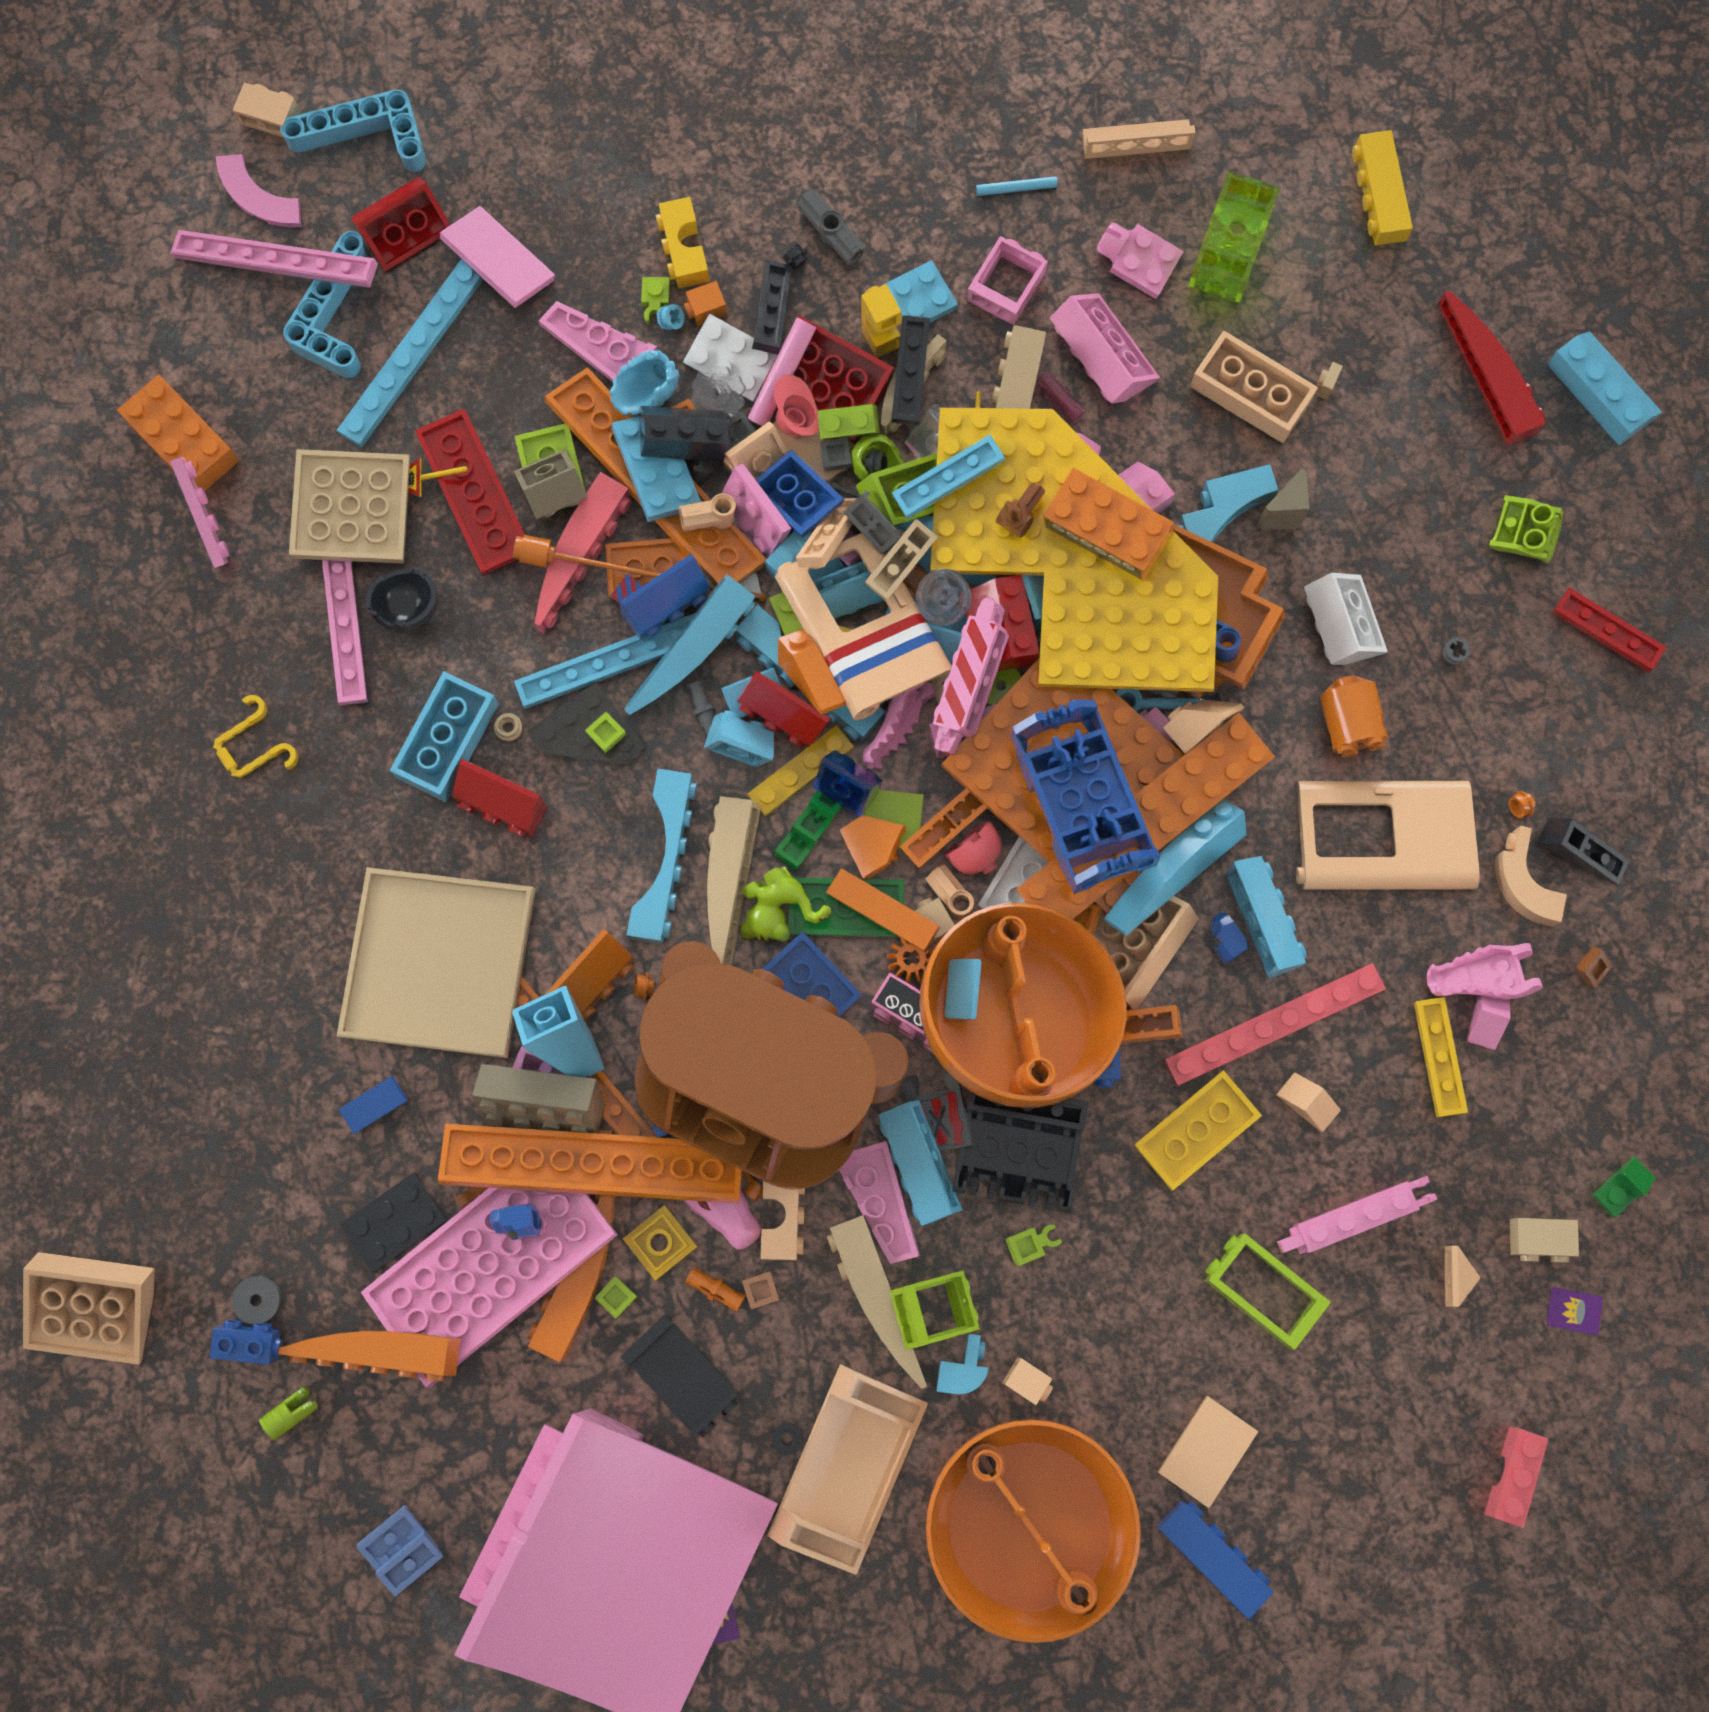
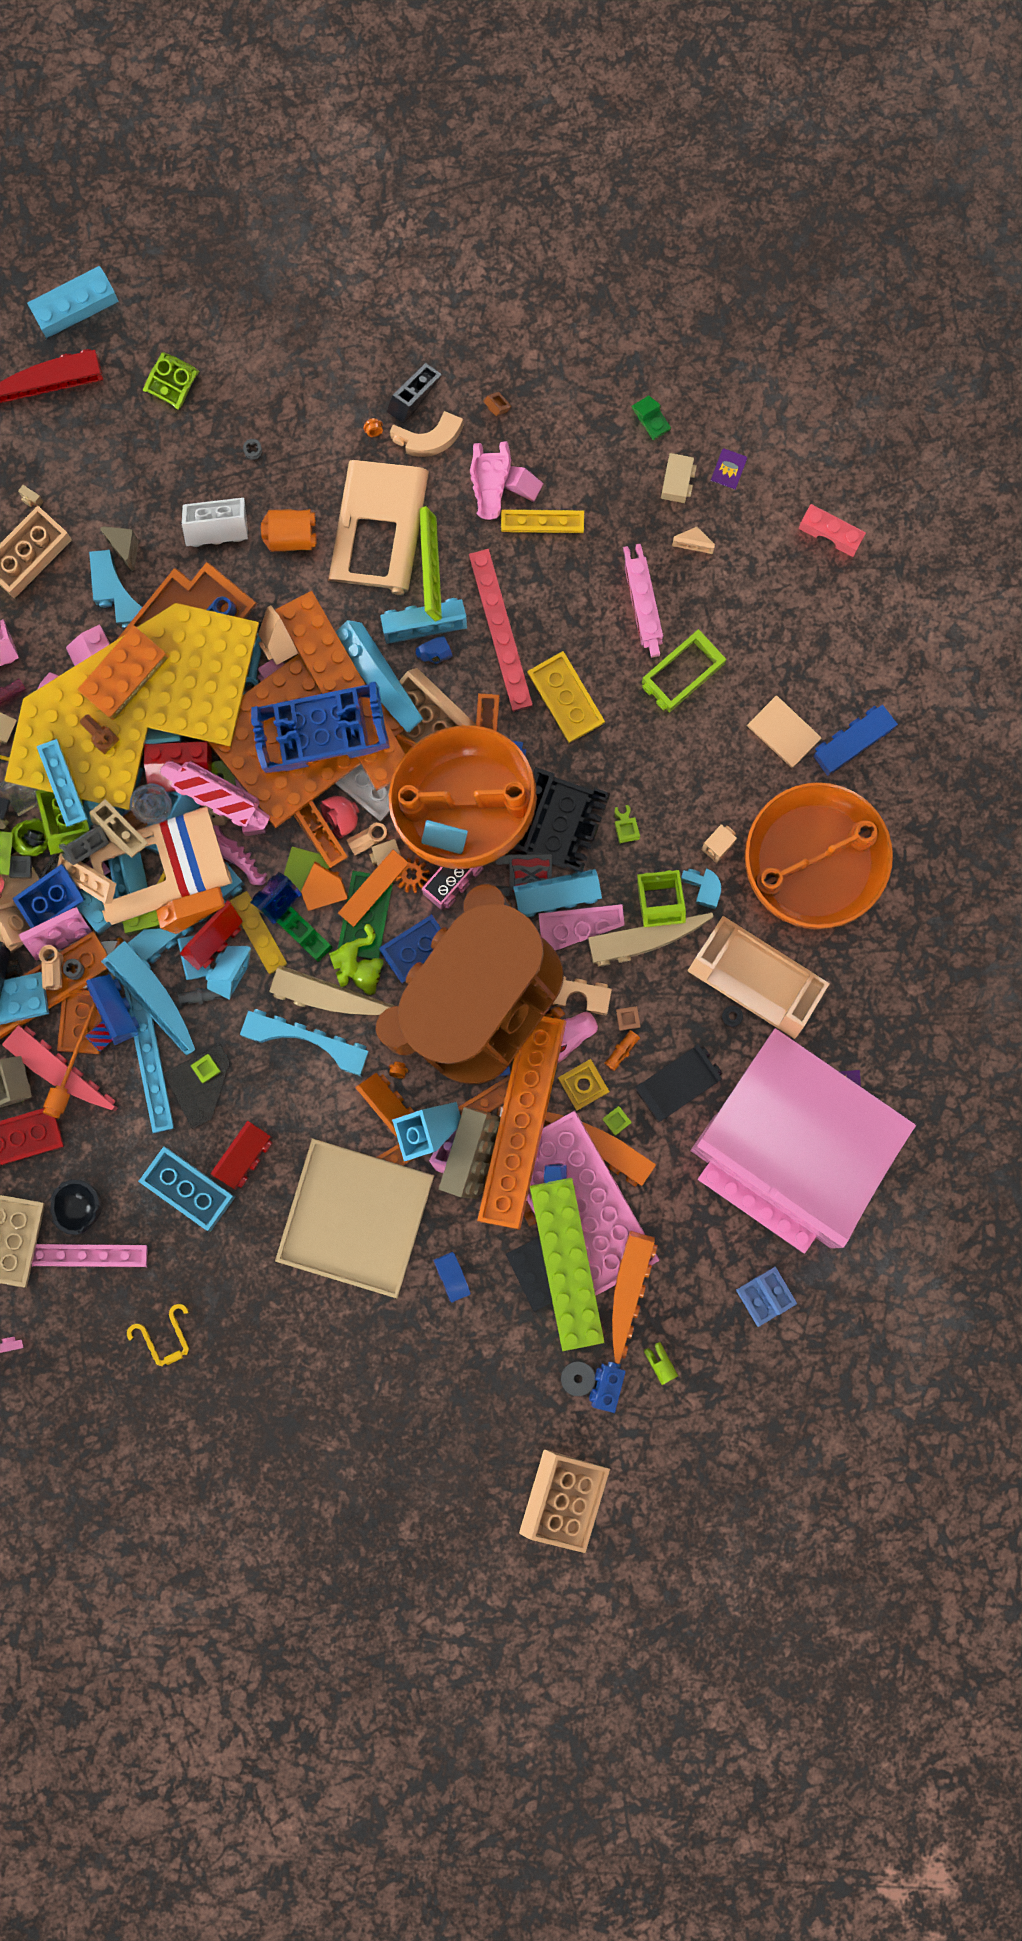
camera: 80 degrees left, 5 degrees up
(405, 1258) = (567, 1264): none -> lime plate
(502, 721) = (179, 1142): tan plate -> none
(712, 533) = (66, 967): none -> dark grey bush
(1309, 1101) = (558, 617): light nougat slope -> none
(1345, 910) = (430, 564): none -> lime tile
(1609, 630) = (256, 339): red plate -> none

